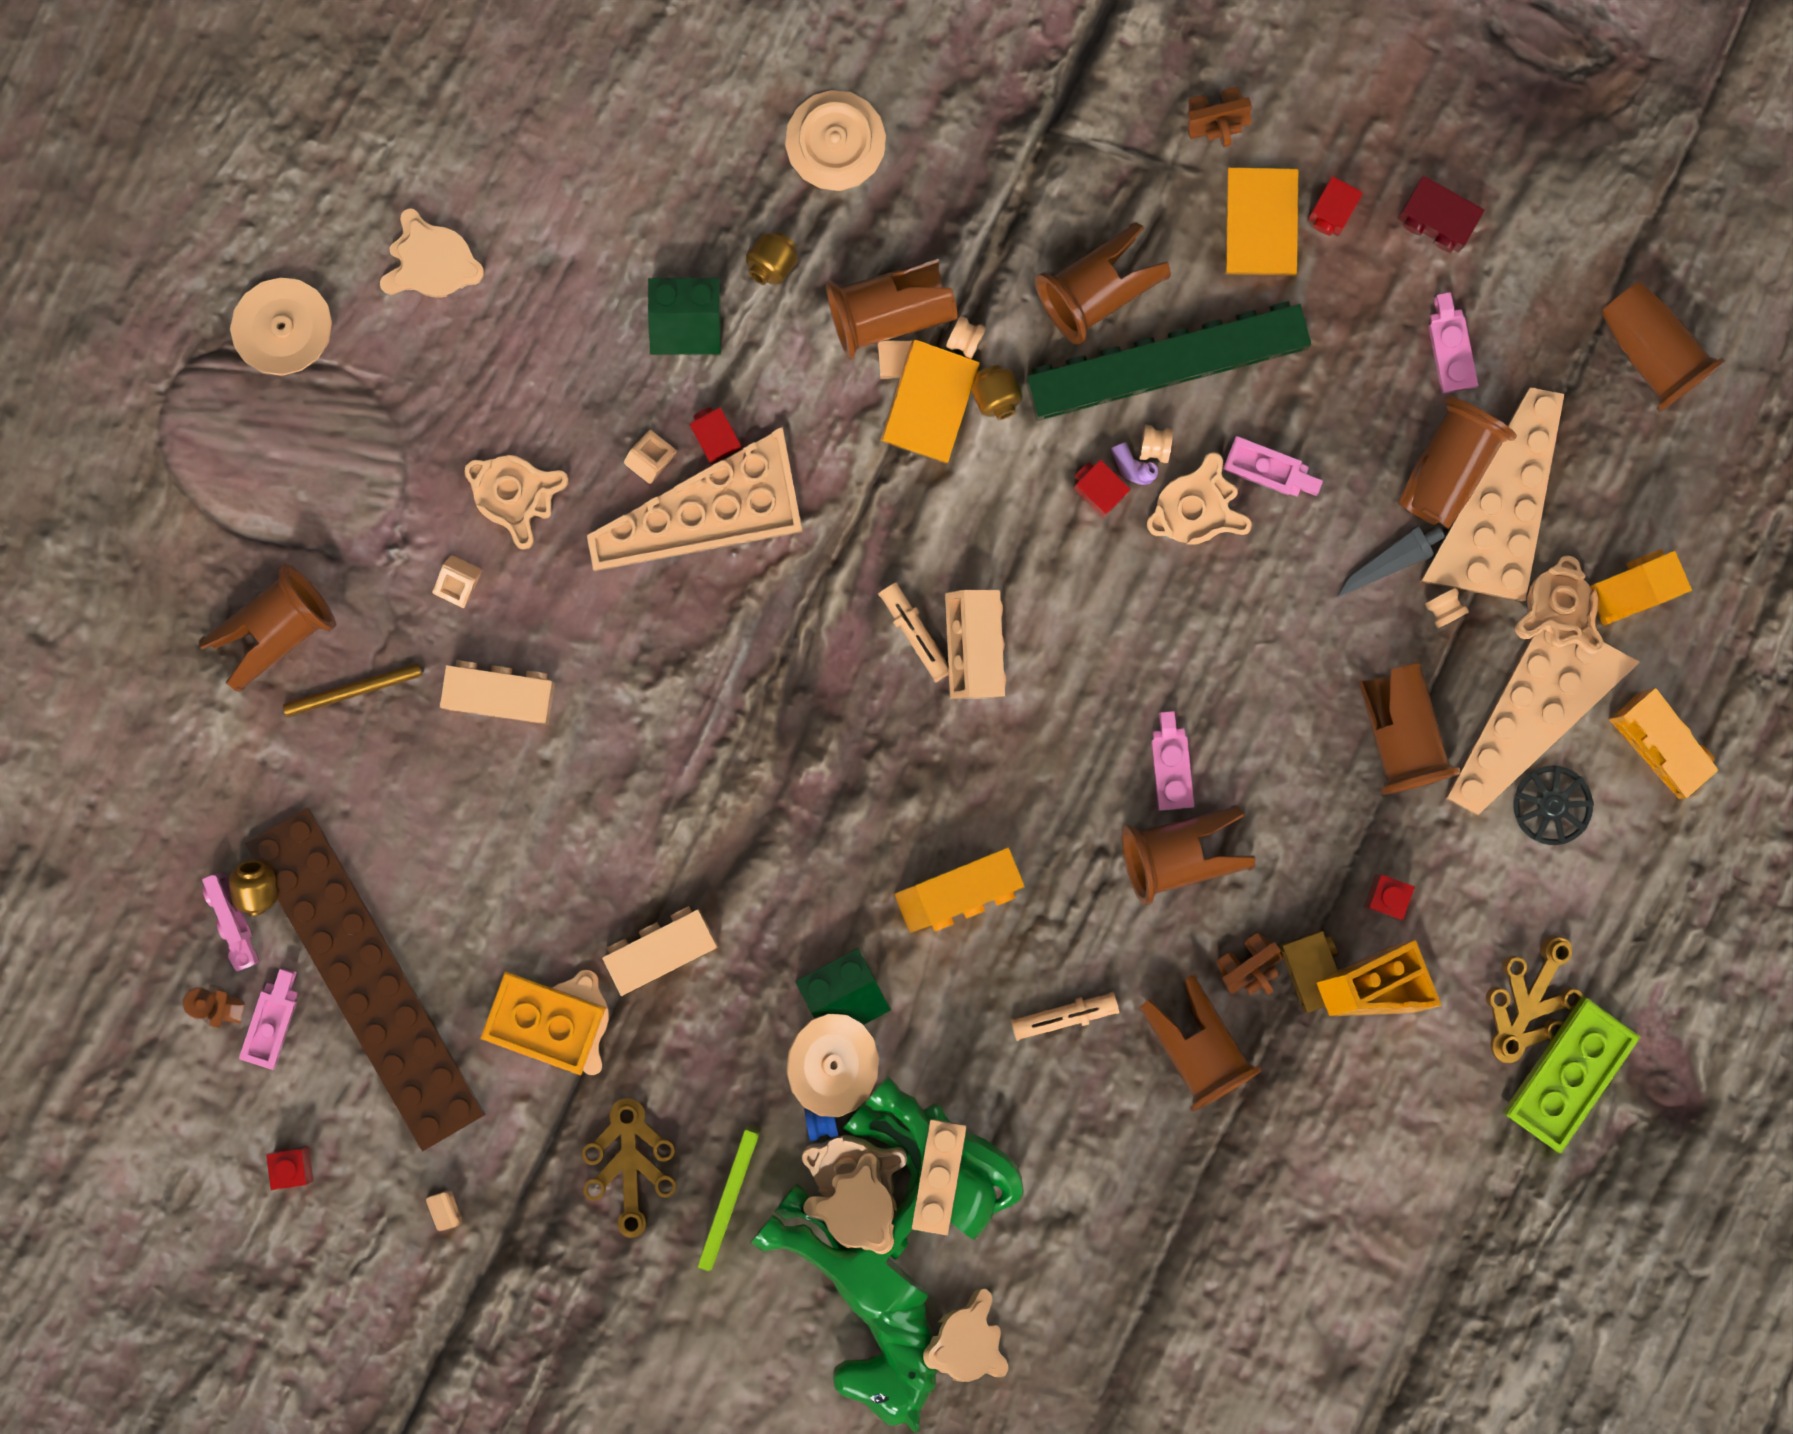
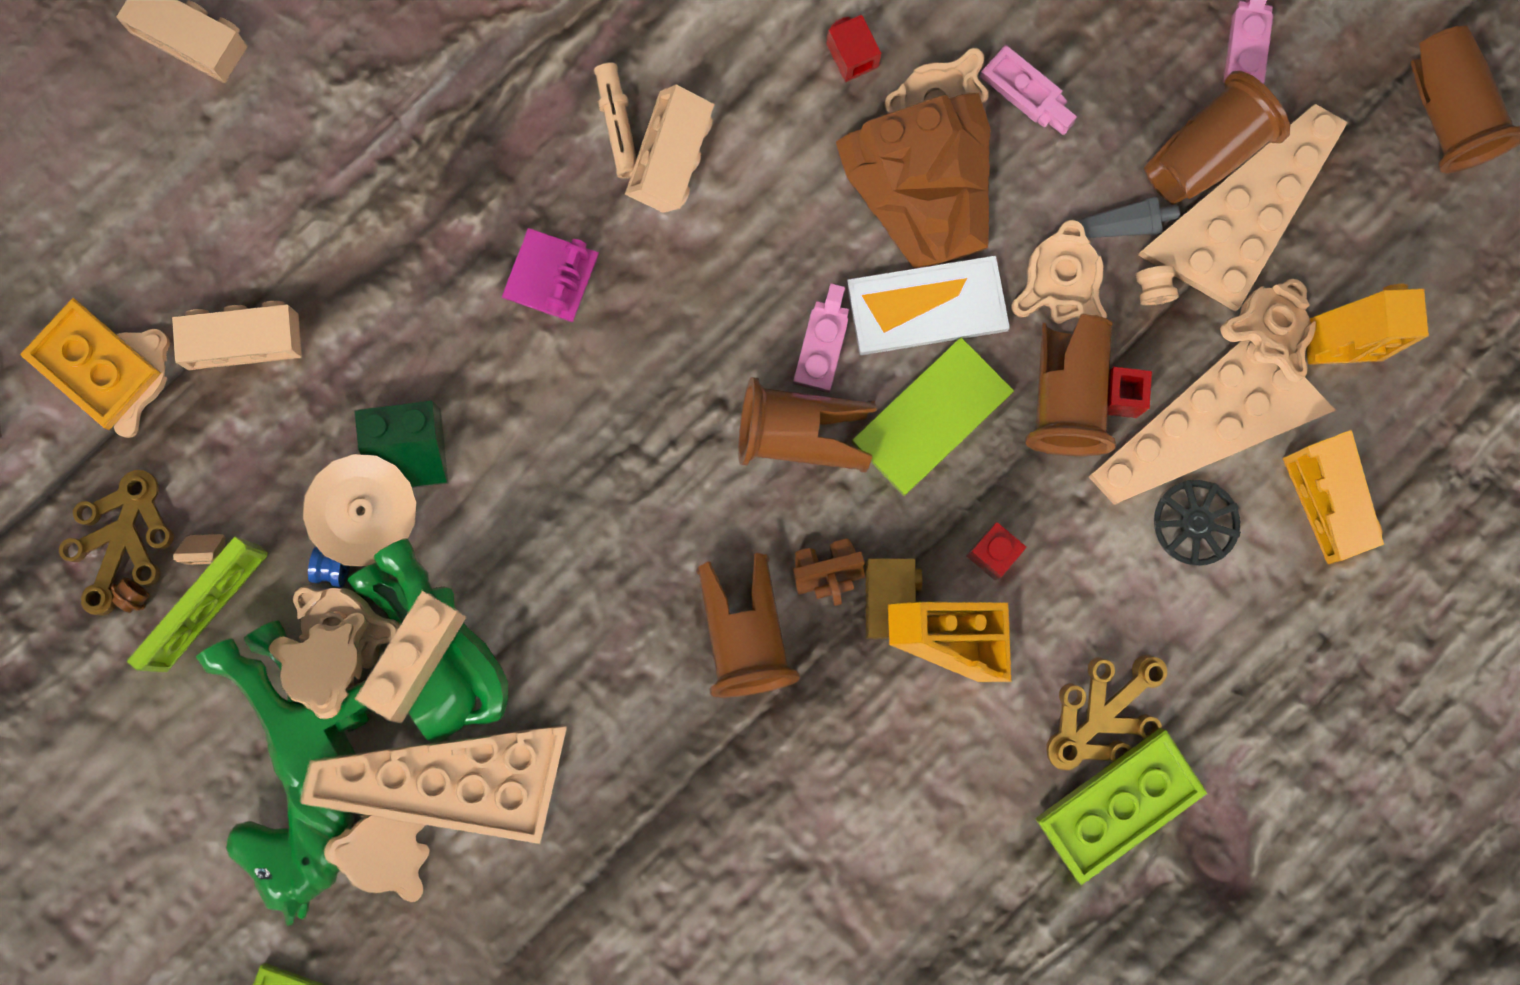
camera: 25 degrees right, 5 degrees down
(658, 1209) = (129, 595): none -> dark orange plate
(703, 1146) = (200, 549): none -> light nougat slope
(910, 793) = (550, 274): none -> dark pink hinge
(960, 892) = (561, 384): light orange wedge -> none
(1017, 1262) = (468, 784): none -> light nougat wing
(1024, 1027) = (574, 549): light nougat pin -> none
(1132, 469) = (891, 45): lavender arm -> none
(1156, 443) = (923, 25): light nougat wheel -> none
(1210, 586) = (926, 176): none -> dark orange wedge
(1251, 698) = (927, 305): none -> white tile
(1291, 796) = (932, 416): none -> lime tile
(1362, 628) = (1063, 276): none -> light nougat tile
(1455, 716) = (1129, 392): none -> red brick

